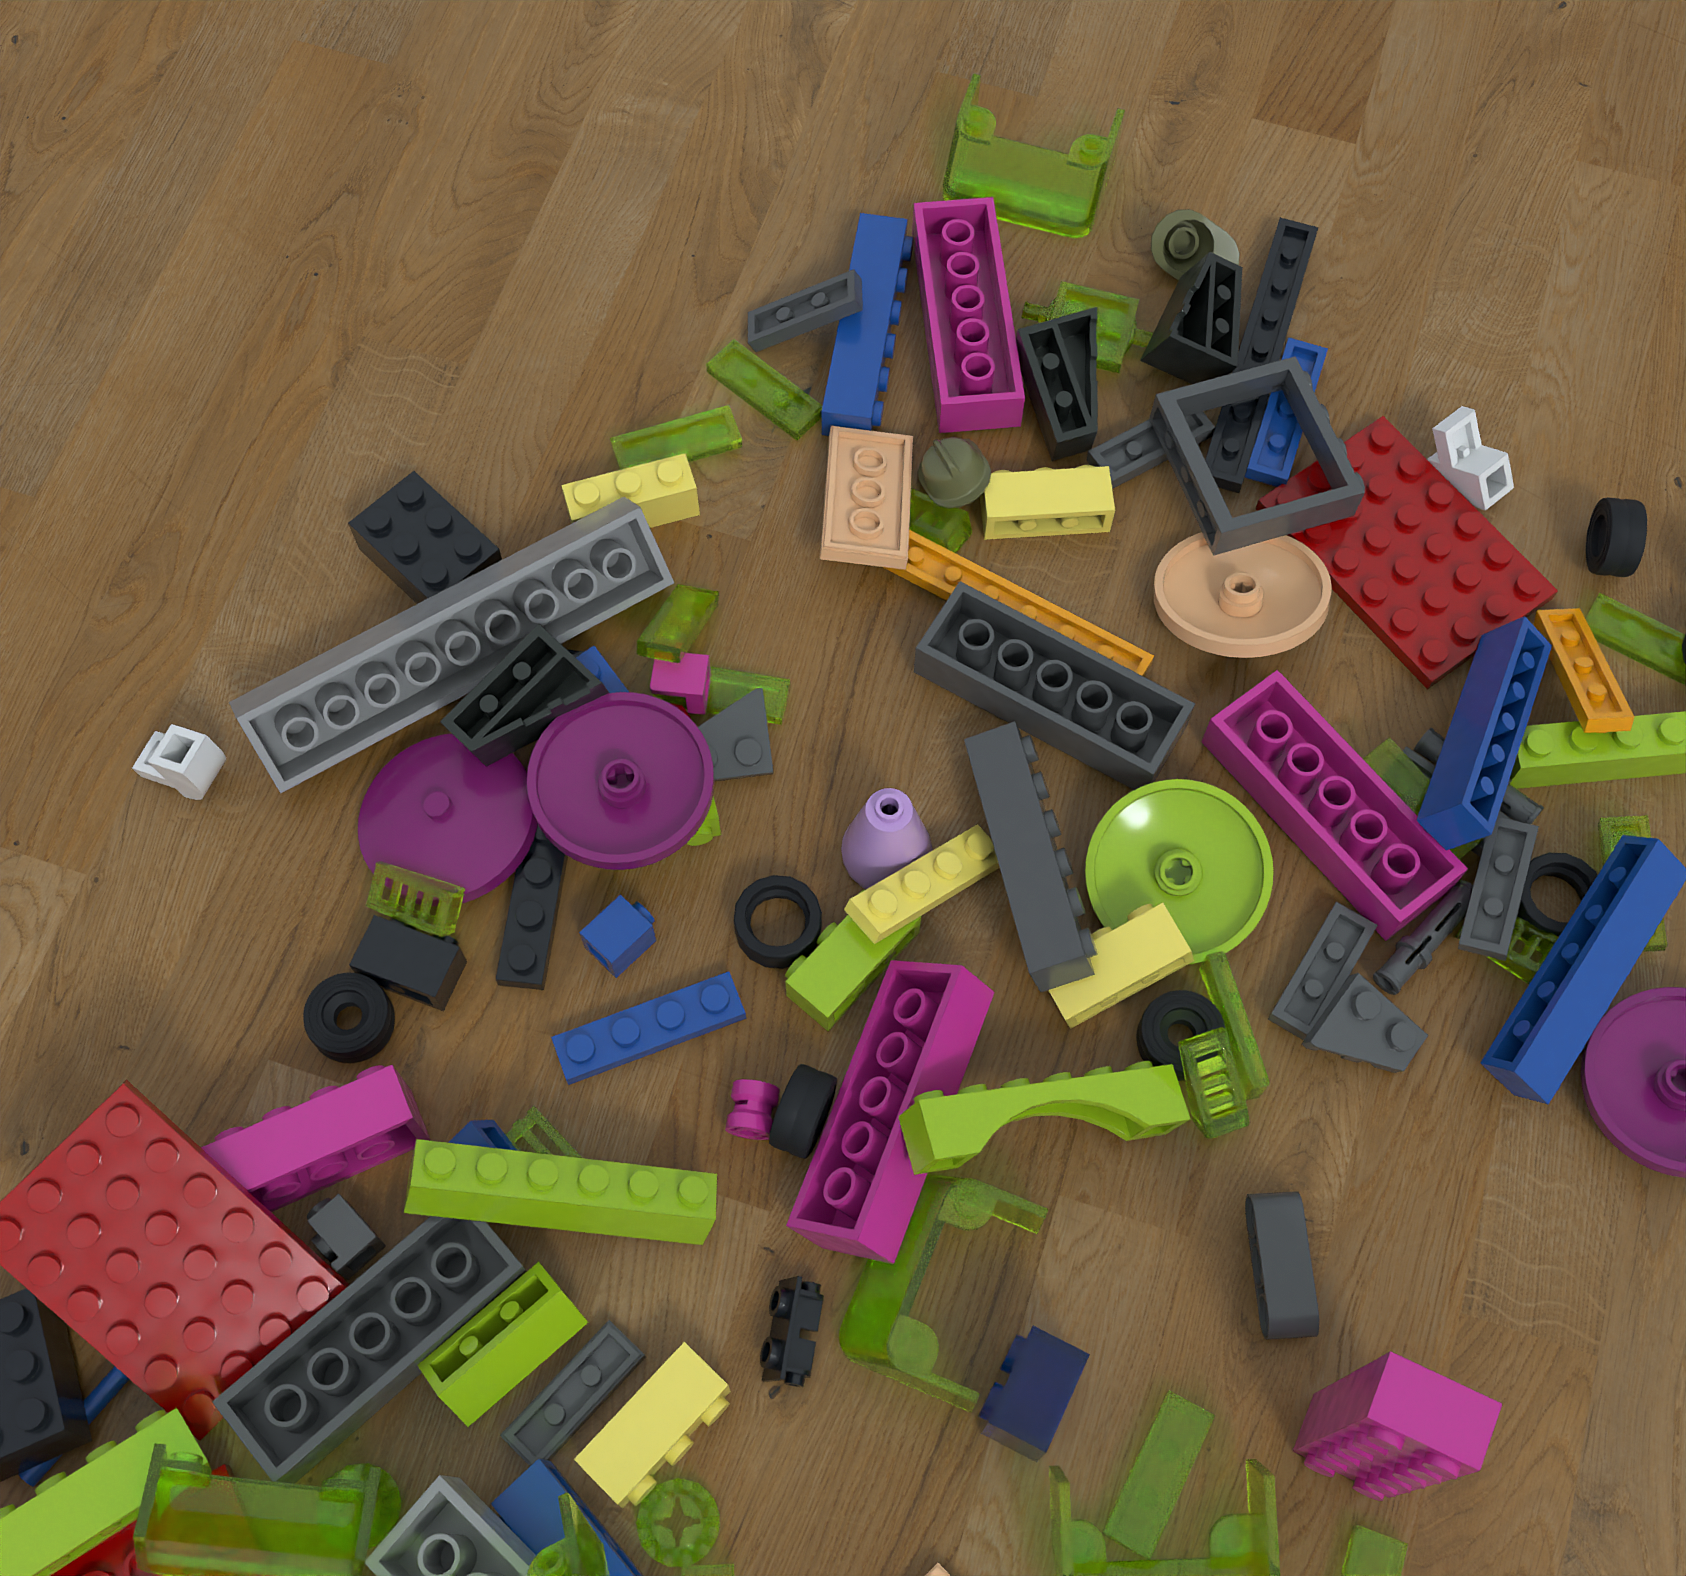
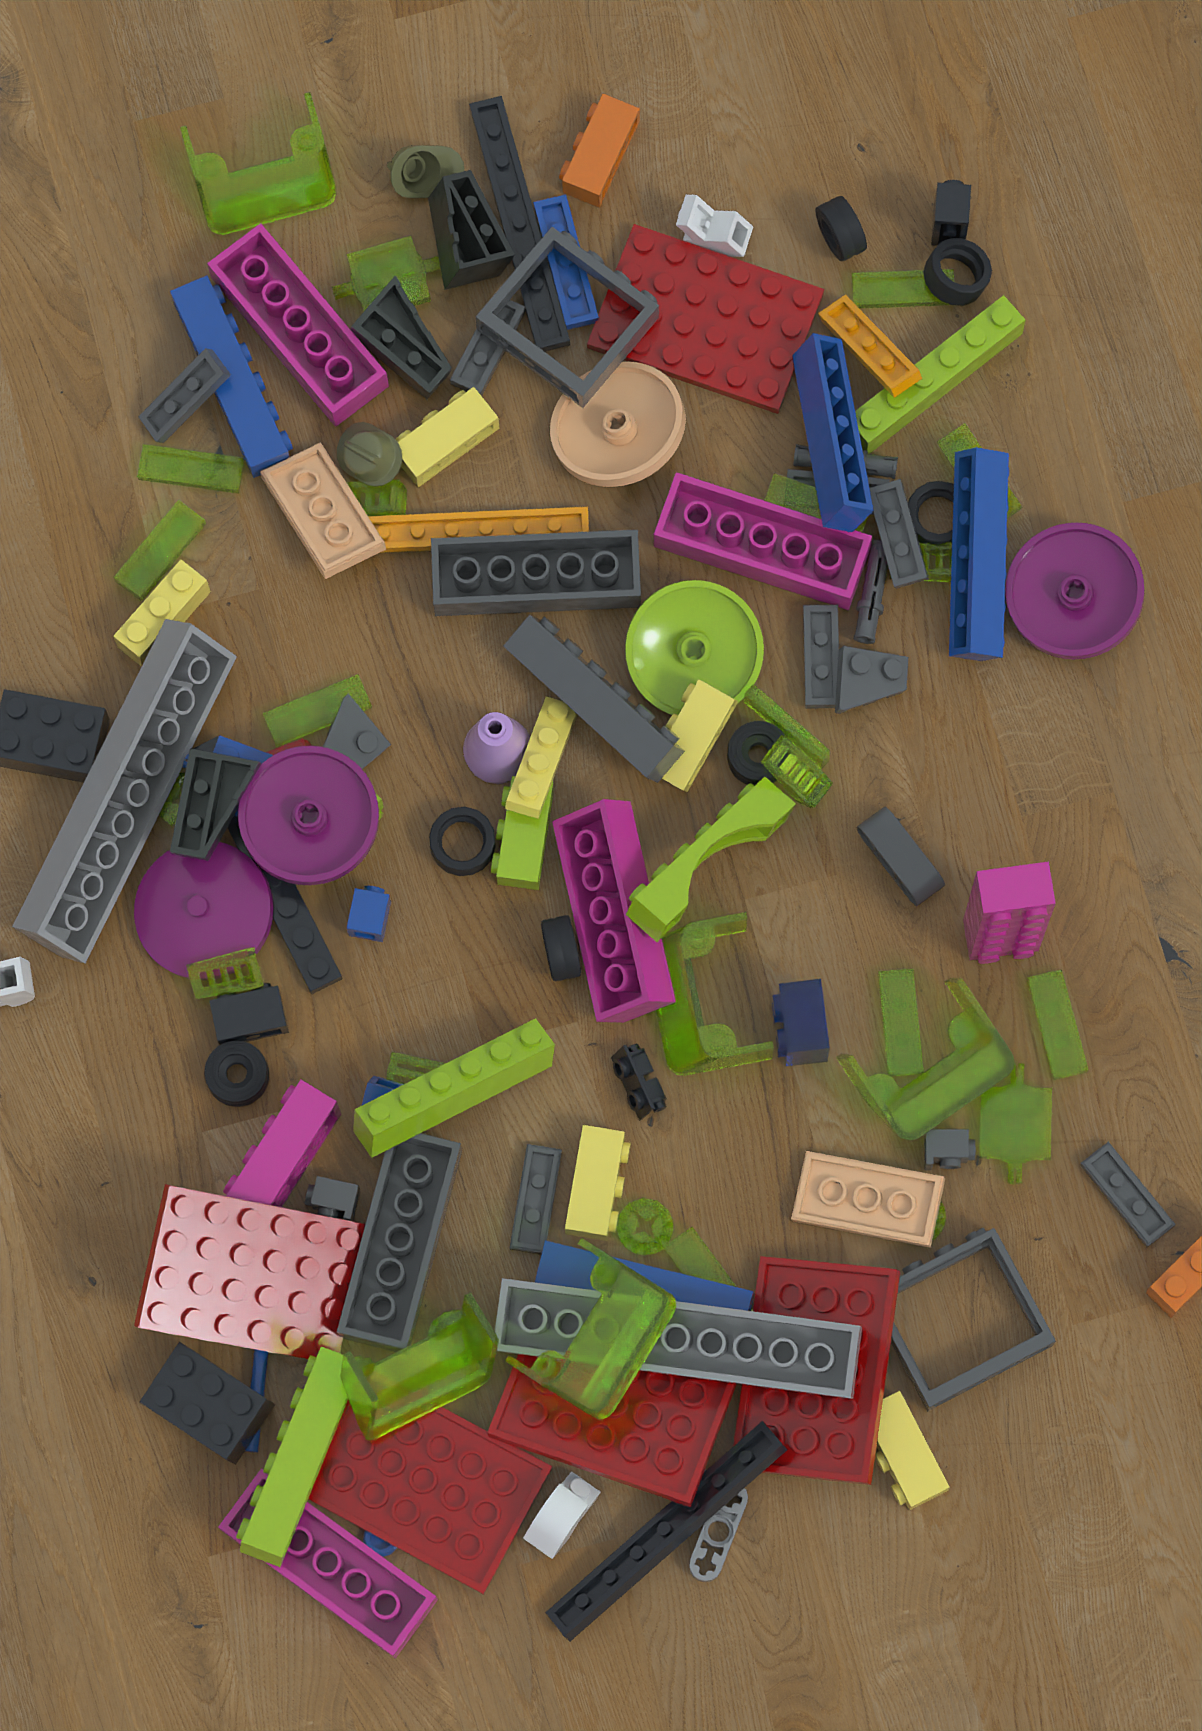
camera: 30 degrees left, 10 degrees up
(502, 1344) = (477, 1194): lime brick -> none
(648, 1028) = (427, 959): blue plate -> none
(677, 623) = (262, 683): clear neon green tile -> none
(684, 679) = (292, 720): dark pink panel -> none
(752, 1109) = (527, 967): dark pink wheel -> none
(1391, 329) = (599, 150): none -> orange brick

